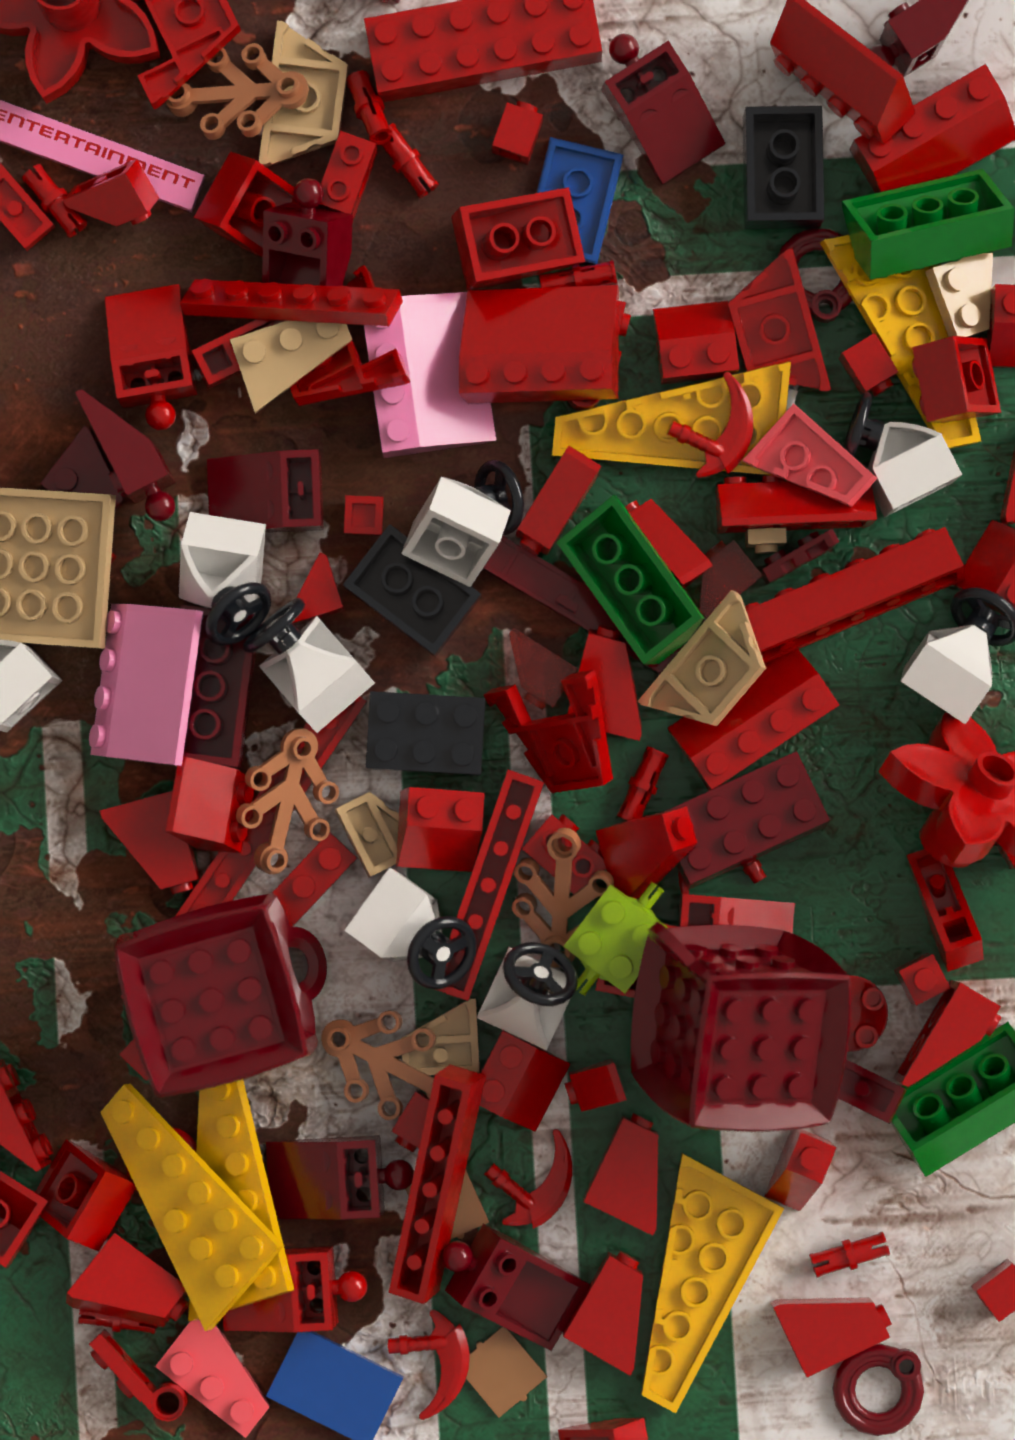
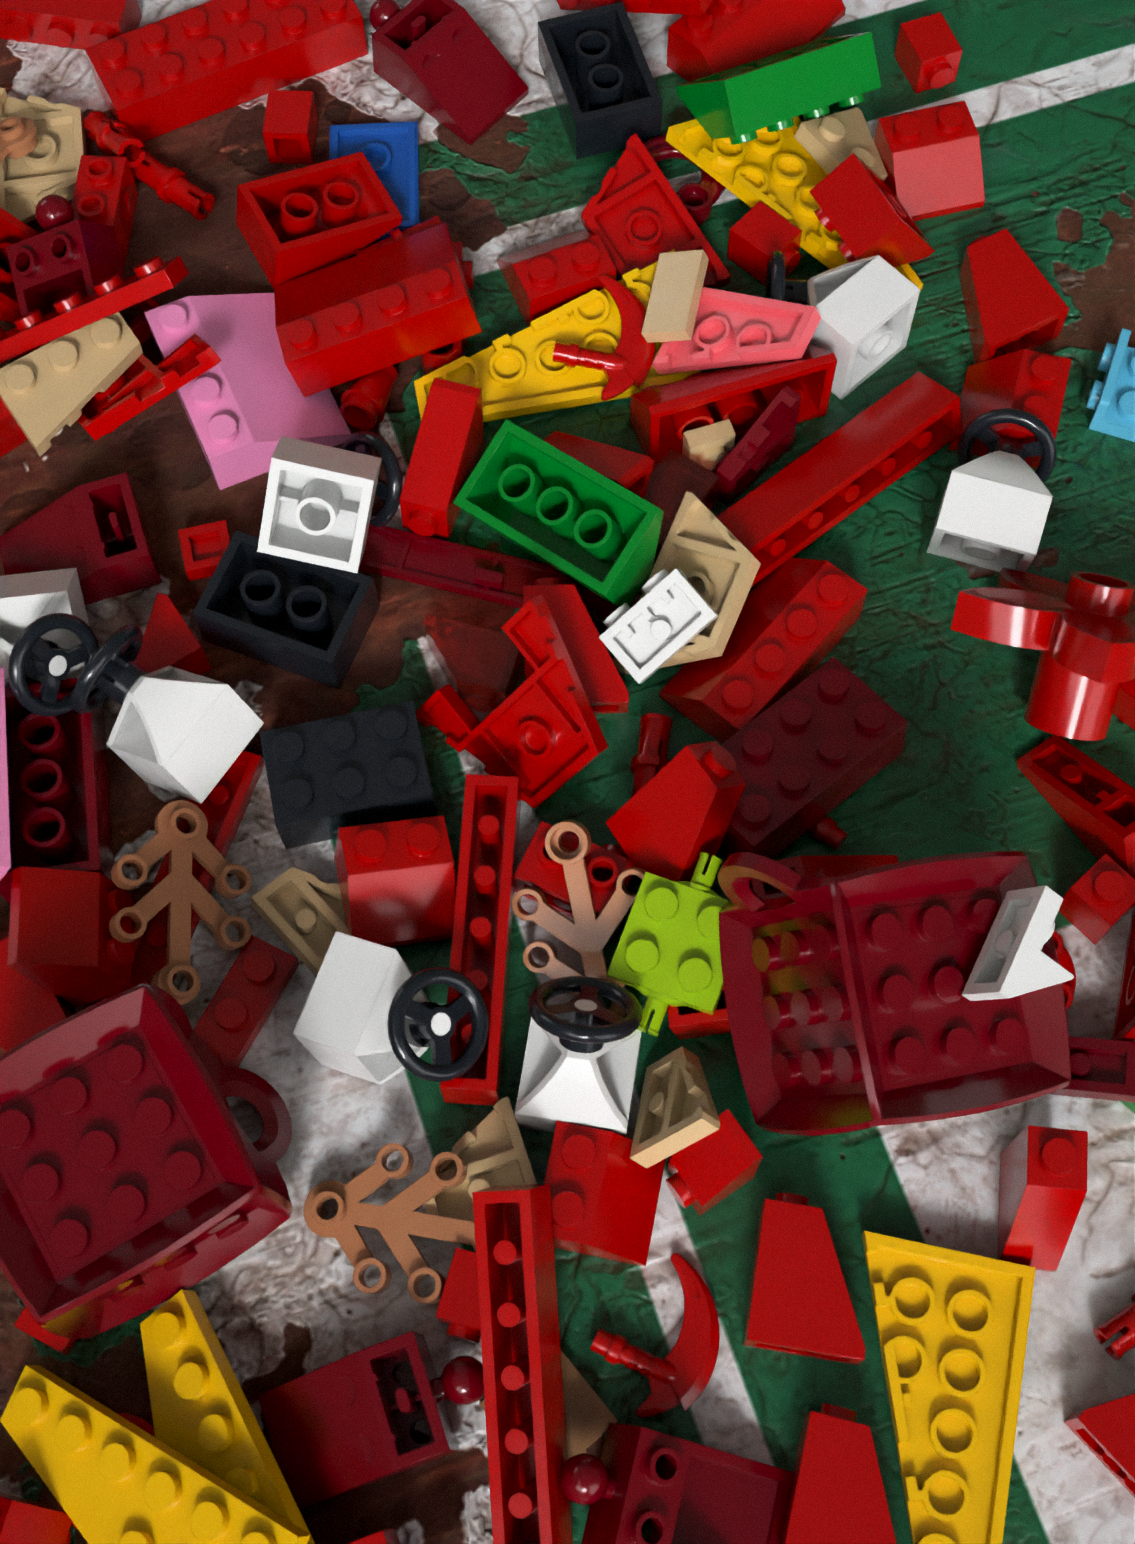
camera: 15 degrees left, 20 degrees down
(515, 419) = (368, 398): none -> red cone
(582, 1042) = (672, 1108): none -> tan wing
(675, 692) = (657, 624): none -> white bracket
(776, 412) = (675, 296): none -> tan tile
(808, 1050) = (1012, 952): none -> white slope

